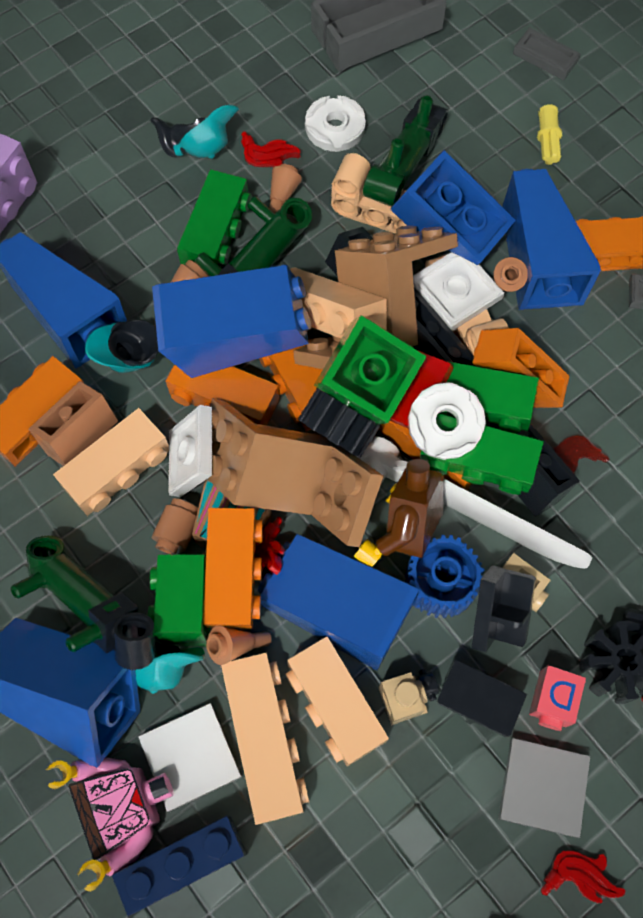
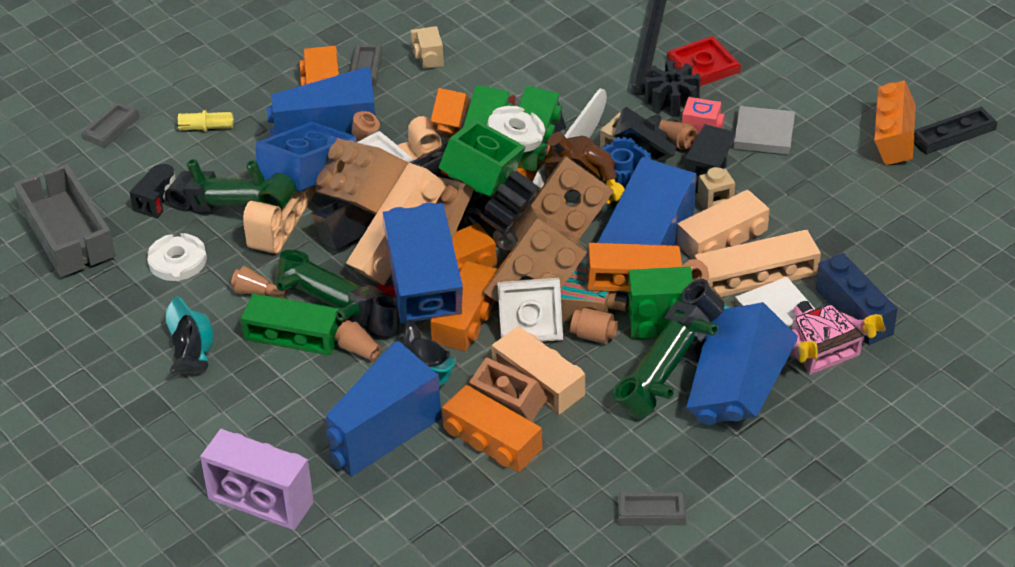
camera: 90 degrees left, 25 degrees down
(268, 155) = (209, 299): red piece -> none
(442, 91) = (152, 190): none -> black leg
(527, 663) = (679, 134): none -> nougat cone
(583, 873) = (817, 113): red piece -> none

